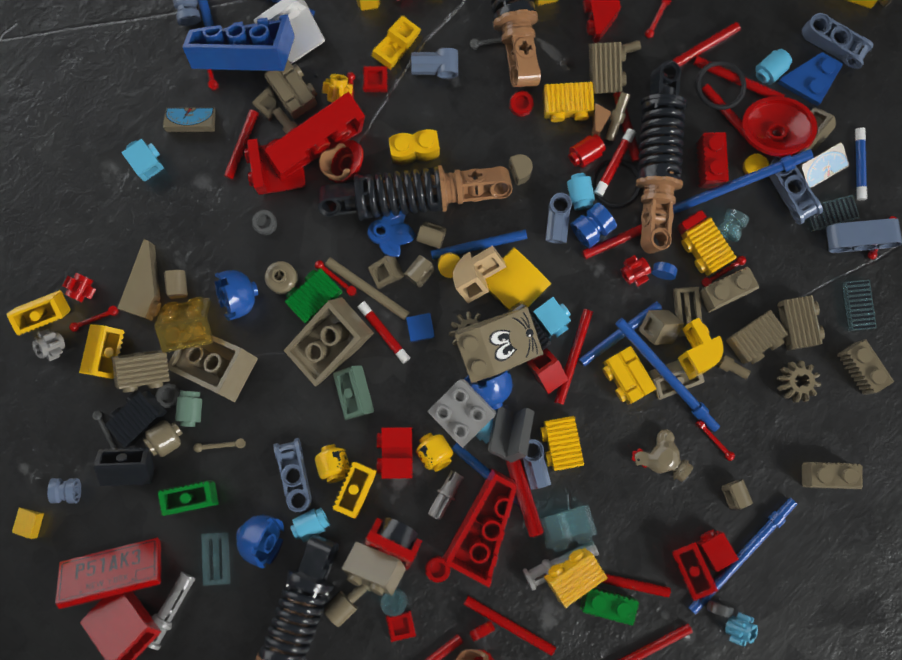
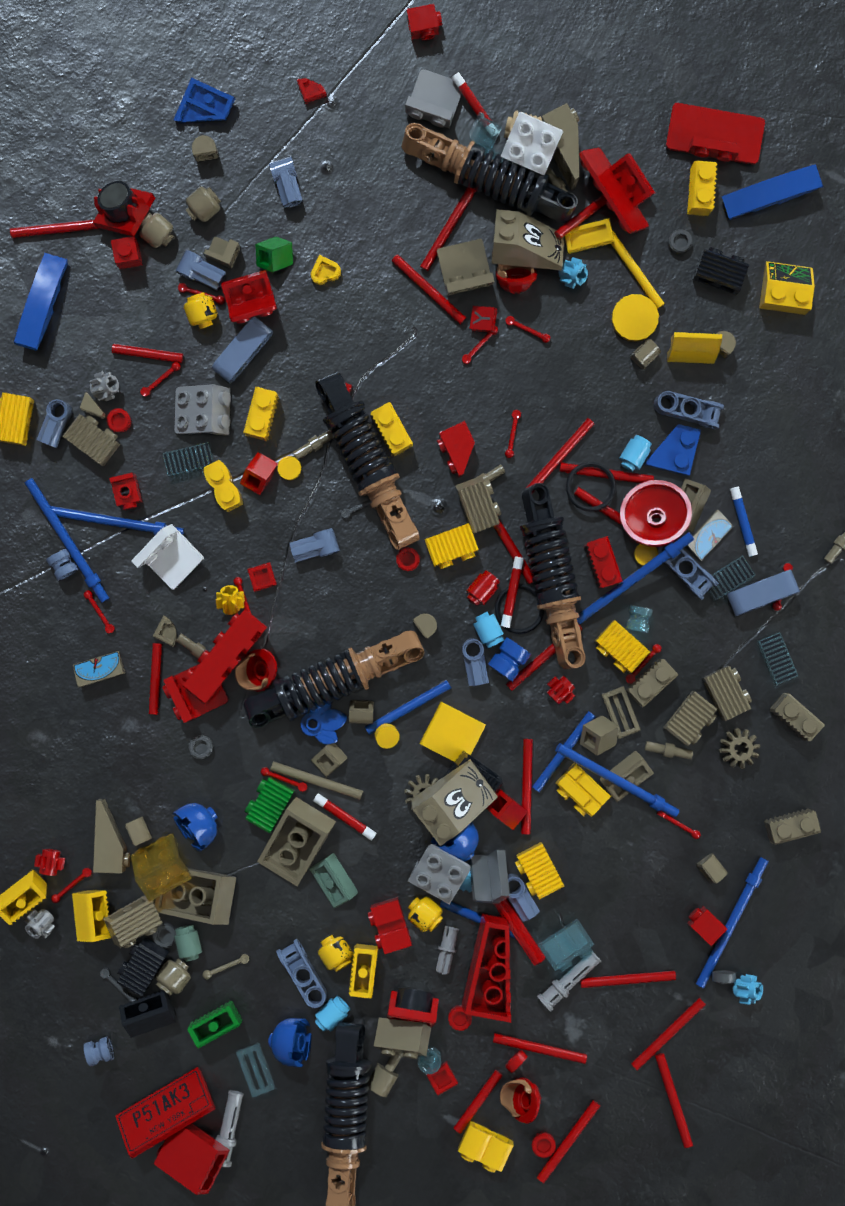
camera: 20 degrees left, 5 degrees up
(27, 523) = (74, 1090): yellow slope -> none
(143, 159) = (68, 722): medium azure brick -> none
(241, 46) = (129, 591): blue wedge -> none
(287, 281) = (243, 796): dark tan head -> none
(292, 90) = (186, 612): dark tan brick -> none
(396, 42) = (271, 535): yellow slope -> none
(419, 146) = (314, 637): yellow brick -> none
(419, 271) = (360, 750): dark tan brick -> none
(420, 327) = (377, 802): blue tile -> none
(472, 272) = (409, 739): tan brick -> none
(553, 317) = (497, 757): medium azure brick -> none
(575, 576) = (584, 989): yellow brick -> none
(599, 119) = (486, 554): medium nougat slope -> none
(610, 605) = (623, 1004): green brick -> none
(617, 116) = (502, 546): dark tan bar -> none
(664, 270) = (587, 681): blue tile -> none
(664, 457) = (635, 855): dark tan animal -> none
(691, 221) = (599, 628): red tile -> none
(695, 571) = (691, 951): red brick -> none
(704, 351) = (646, 749): yellow brick -> none

